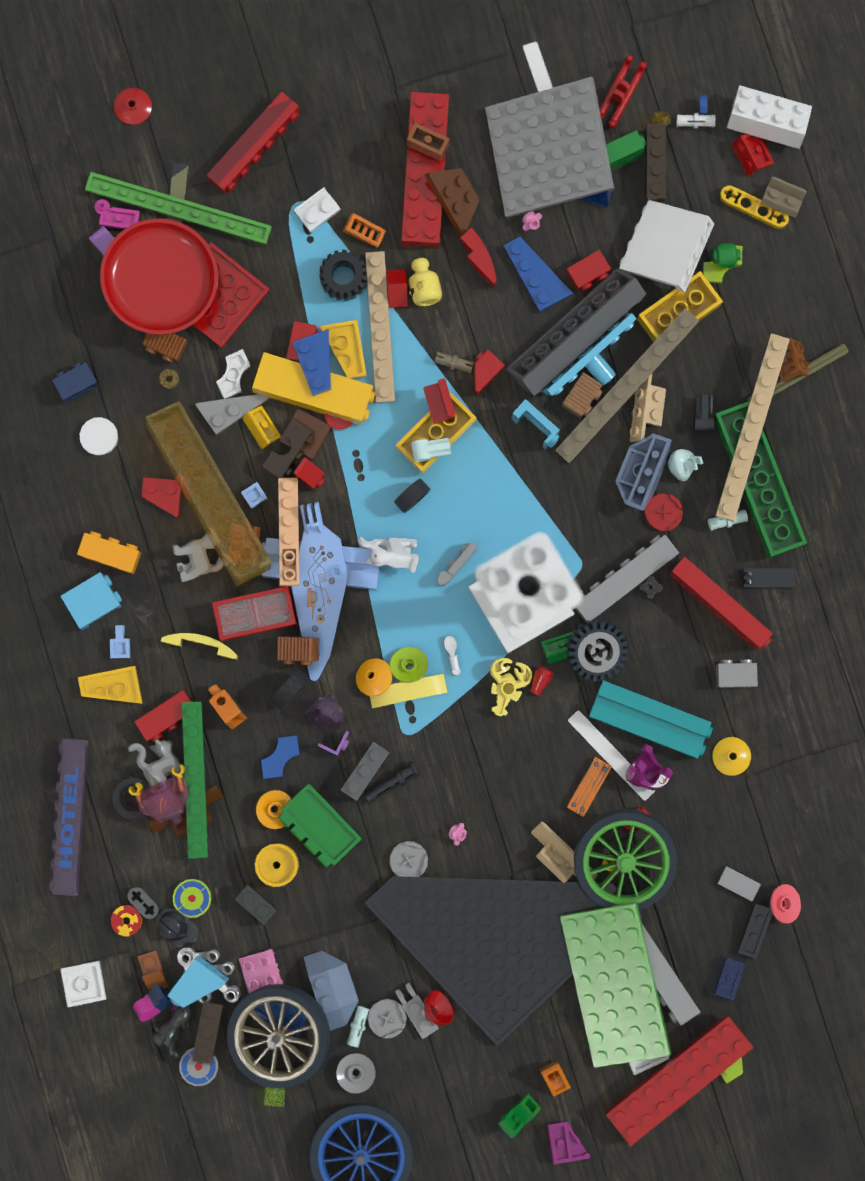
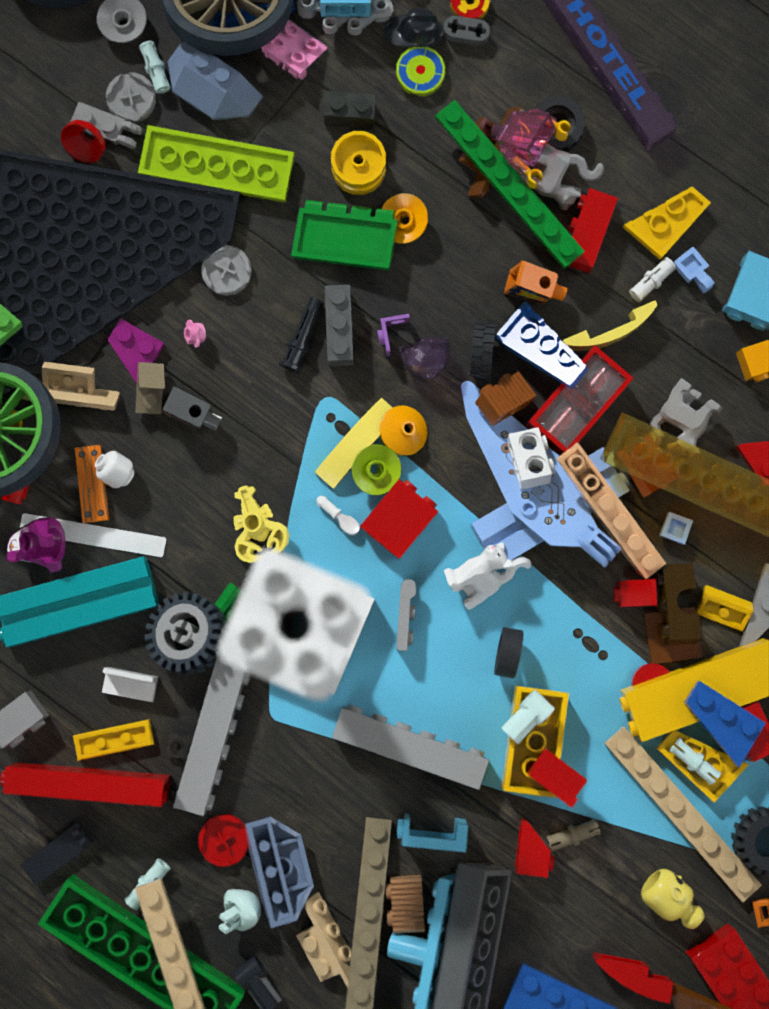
camera: 145 degrees right, 0 degrees up
(150, 656) = (652, 279): none -> white pin
(253, 667) = (540, 346): none -> wing
(274, 764) = (439, 289): blue tile -> none
(316, 602) = (525, 459): none -> white brick
(350, 351) = (695, 761): none -> light aqua pin
(365, 933) = (217, 163): none -> lime plate
(396, 288) = (697, 870): red slope -> none
(416, 624) = (399, 518): none -> red panel
(499, 792) = (178, 408): none -> dark grey torso
(502, 852) = (134, 346): none -> magenta wing
(510, 819) = (149, 388): none -> dark tan slope
(512, 483) = (410, 747): none -> light grey brick
(541, 679) = (224, 558): red cone -> none
(568, 783) = (114, 469): none -> white head
(653, 646) = (129, 684): none -> white panel
(687, 620) = (113, 739): none -> yellow tile

